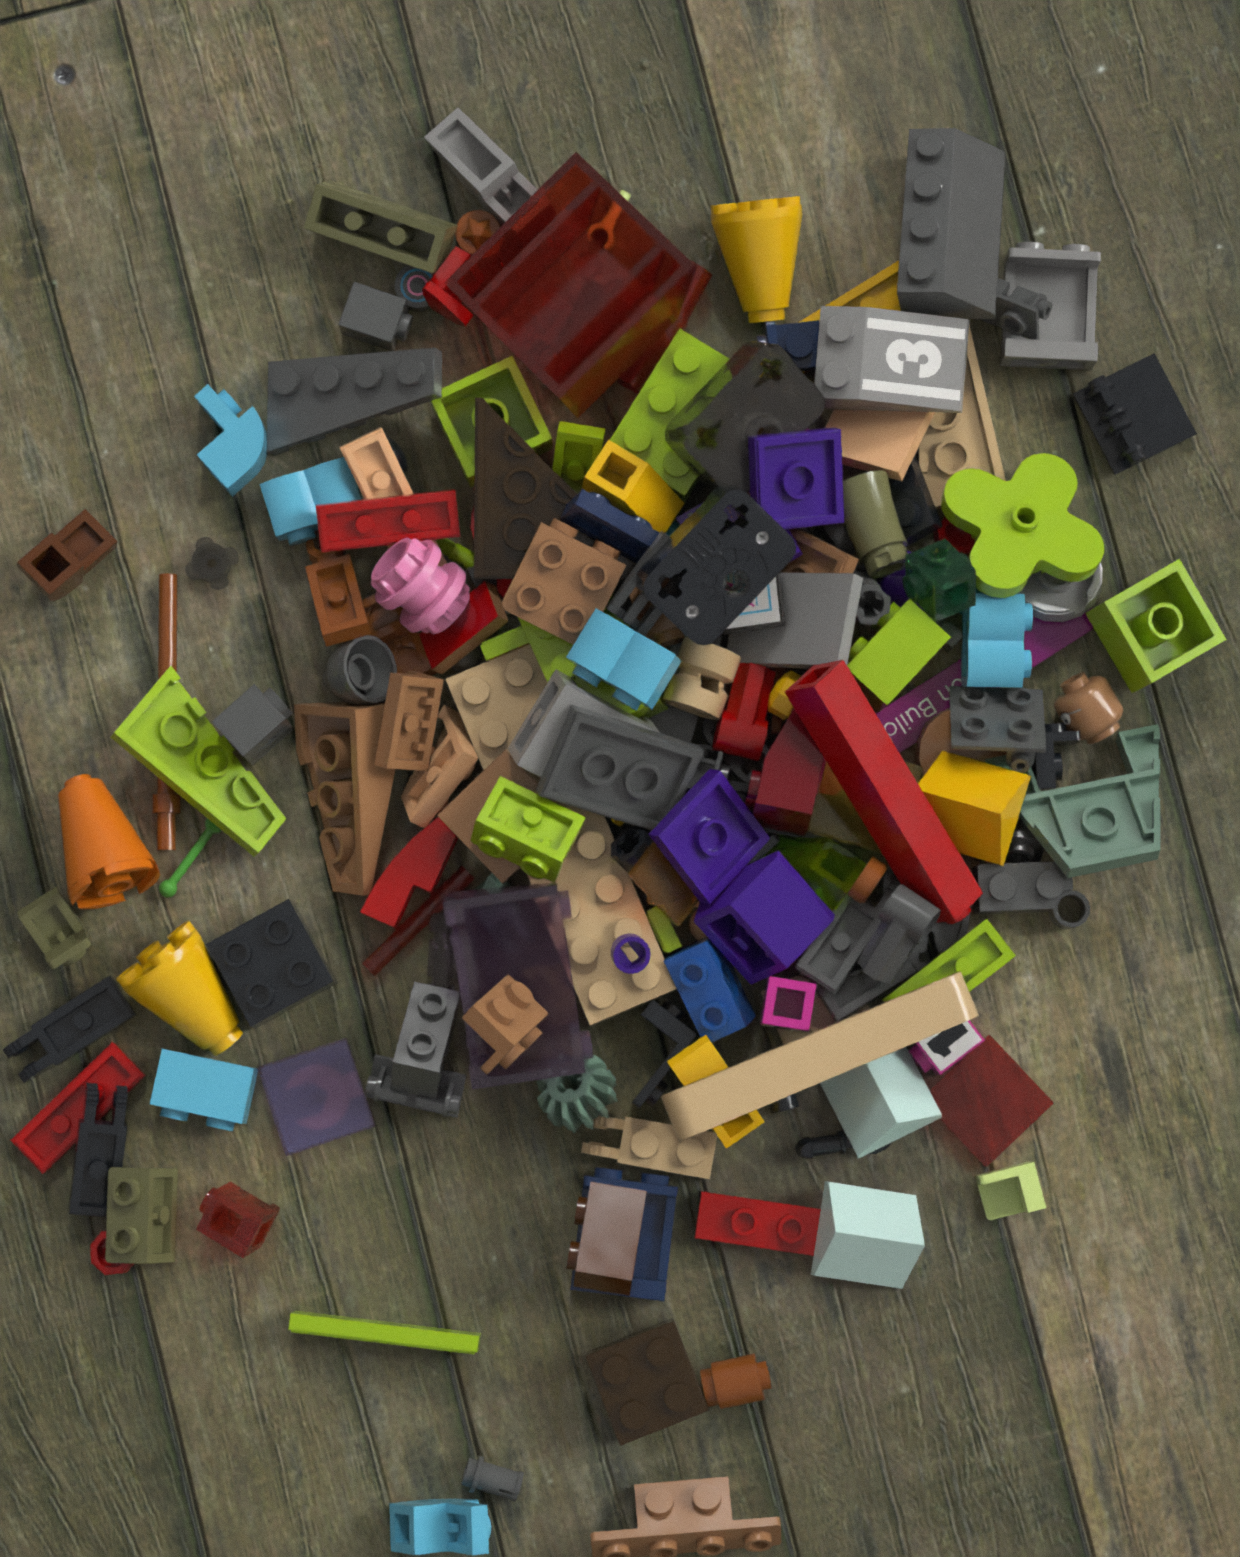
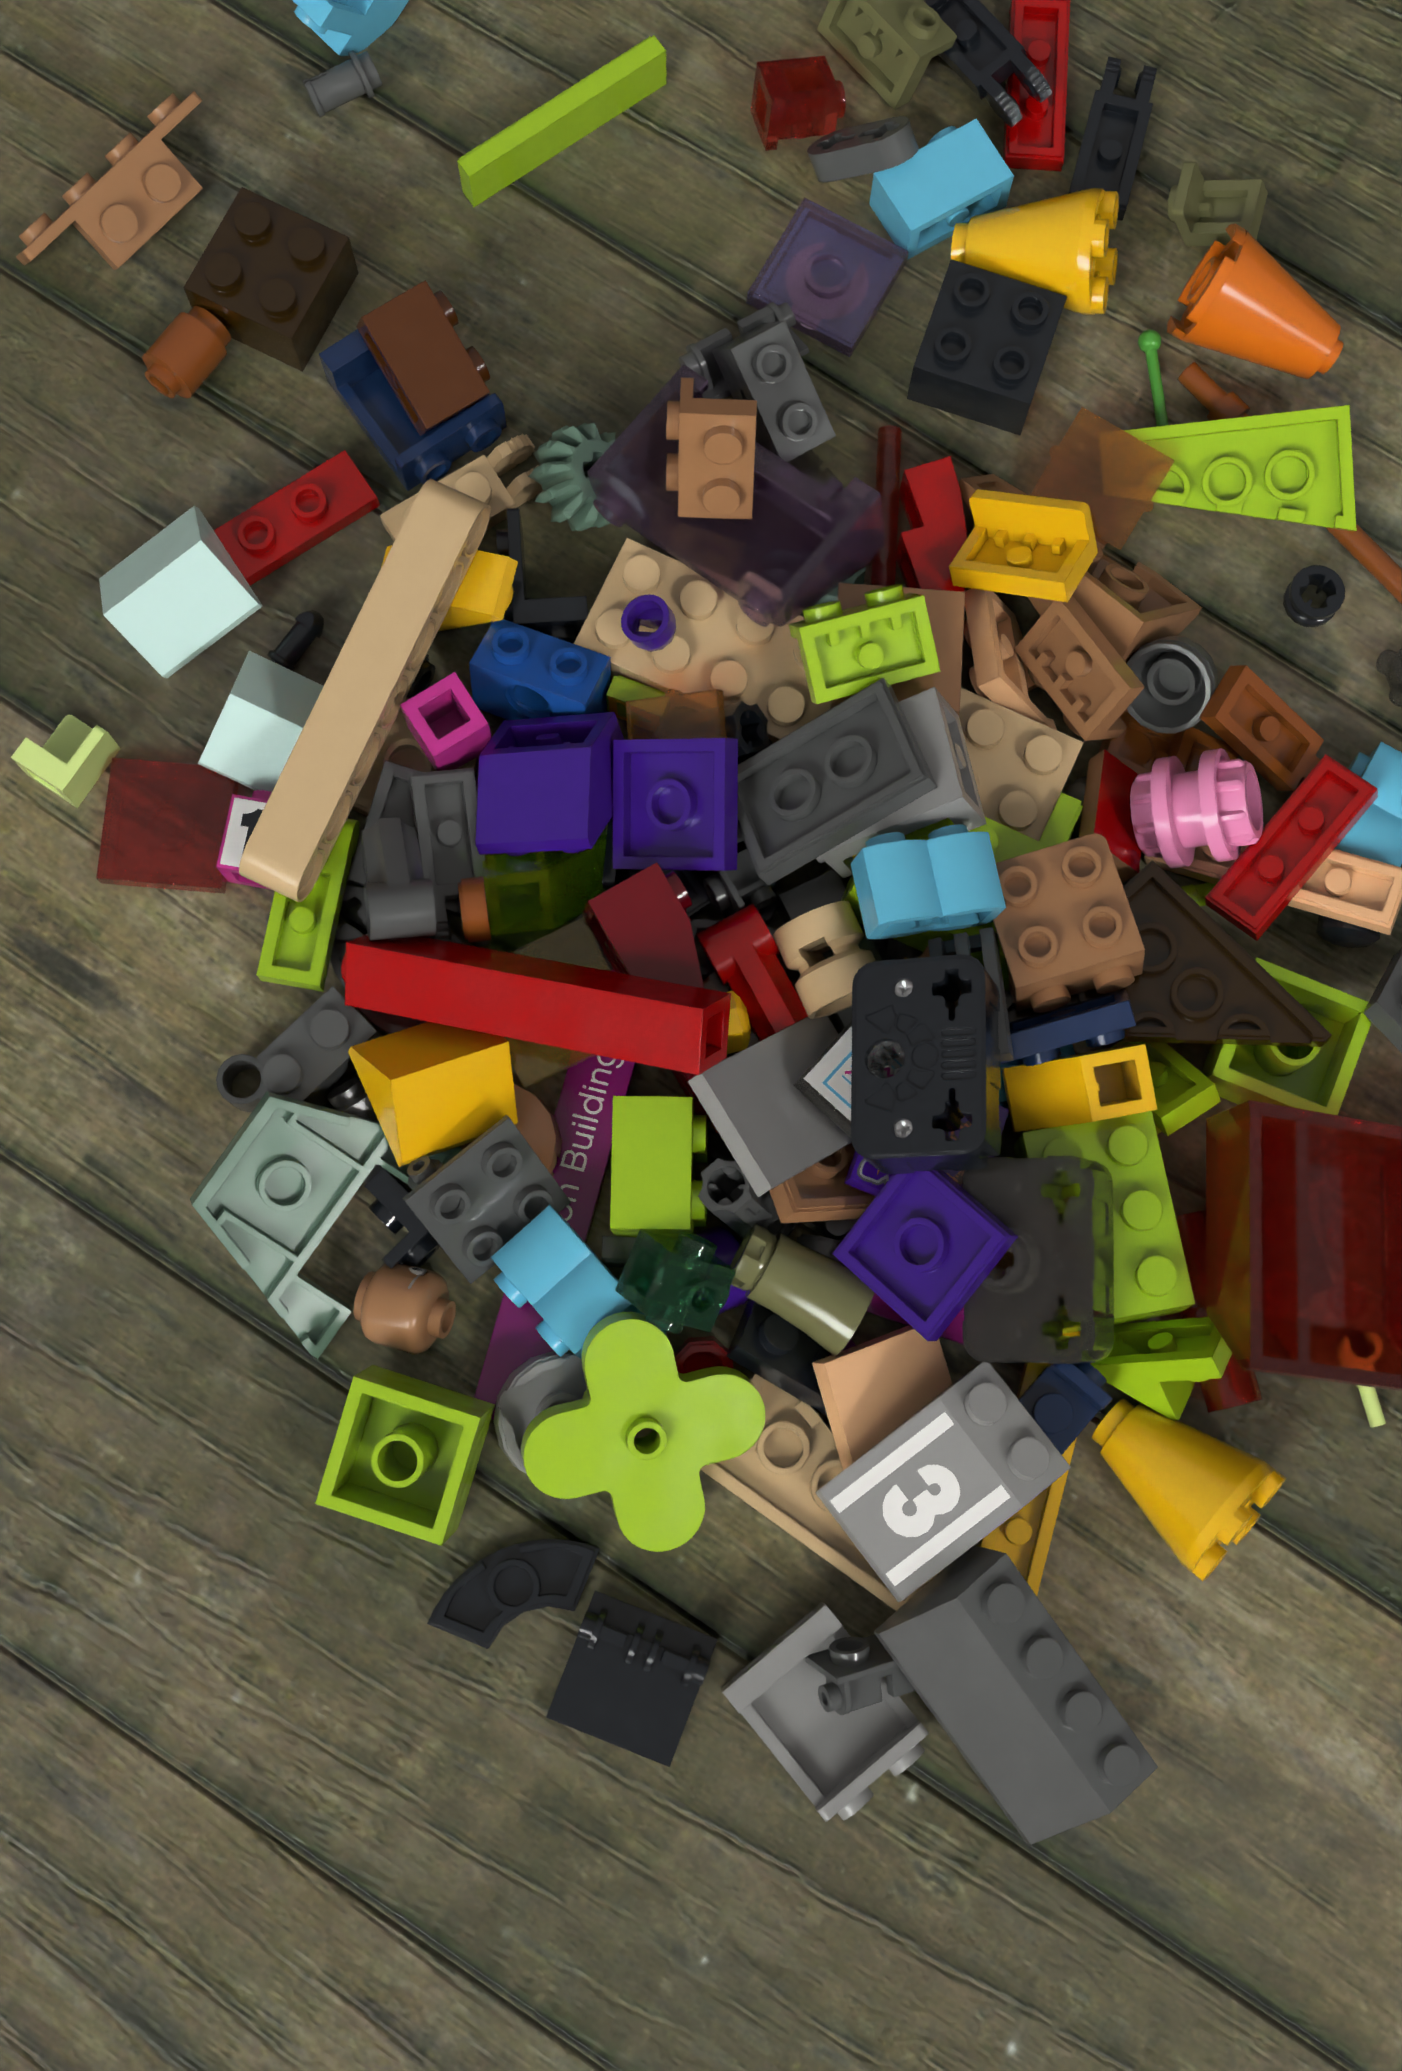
camera: 135 degrees right, 5 degrees down
(222, 641) = (1325, 580): none -> black bush
(230, 1148) = (863, 149): none -> dark grey beam
(255, 723) = (1224, 539): dark grey brick -> none
(281, 827) = (1107, 472): none -> clear orange piece
(379, 811) = (1025, 546): none -> yellow bracket
(716, 318) = (1164, 1360): none -> lime slope
(1153, 516) = (513, 1582): none -> black tile

